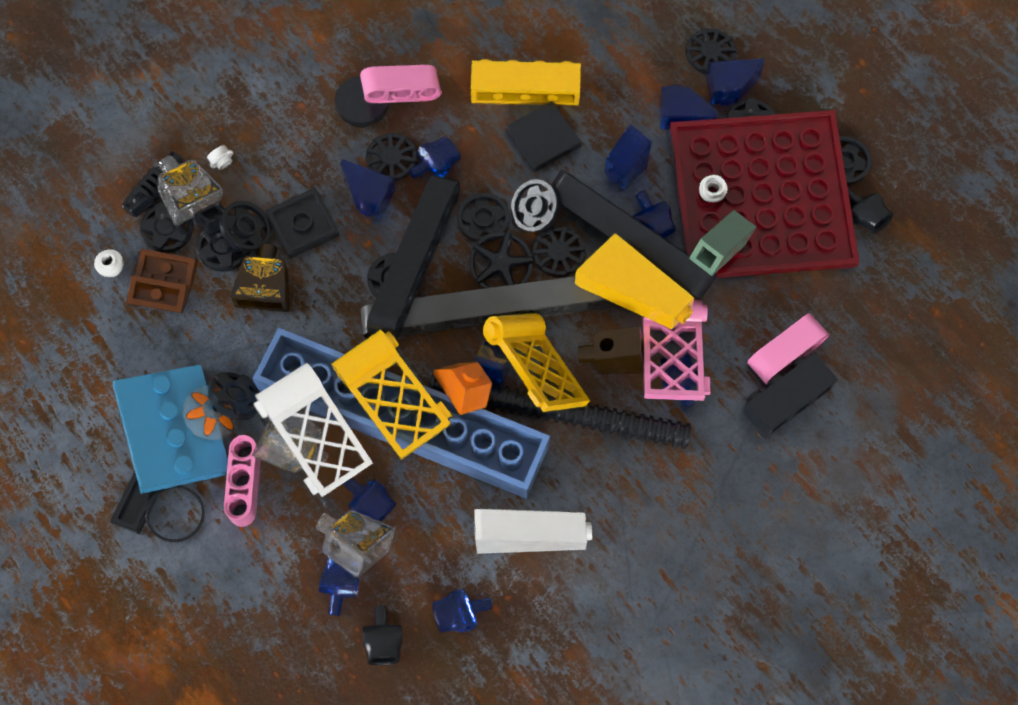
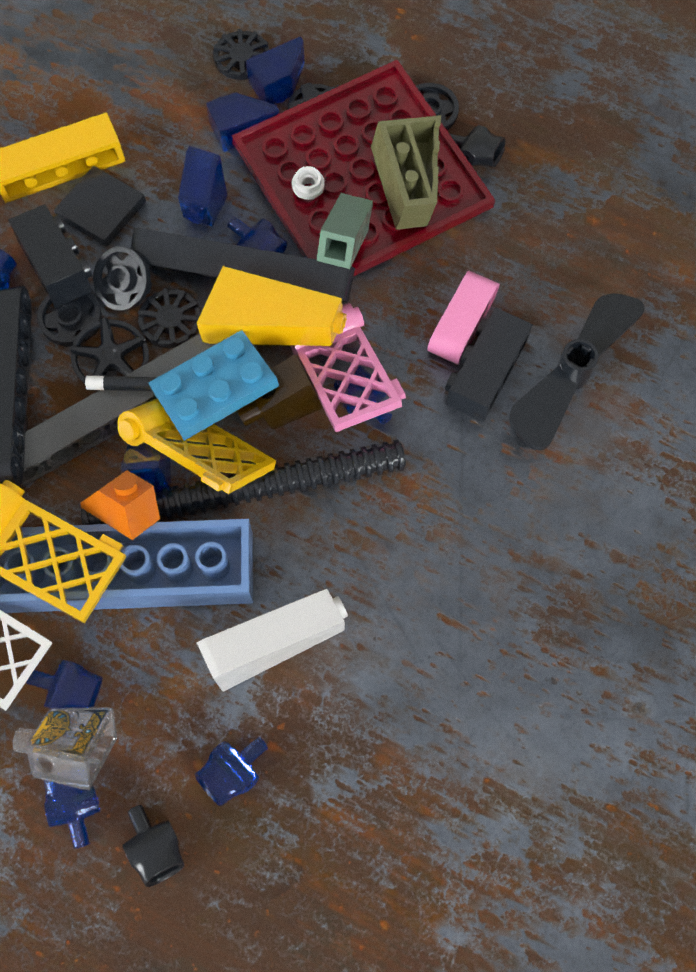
camera: 25 degrees left, 0 degrees up
(490, 164) = (52, 255): none -> black brick
(514, 297) = (119, 383): none -> black bar
(568, 323) = (213, 384): none -> dark azure plate
(797, 209) = (408, 168): none -> olive wedge
(814, 449) = (543, 407): none -> black piece

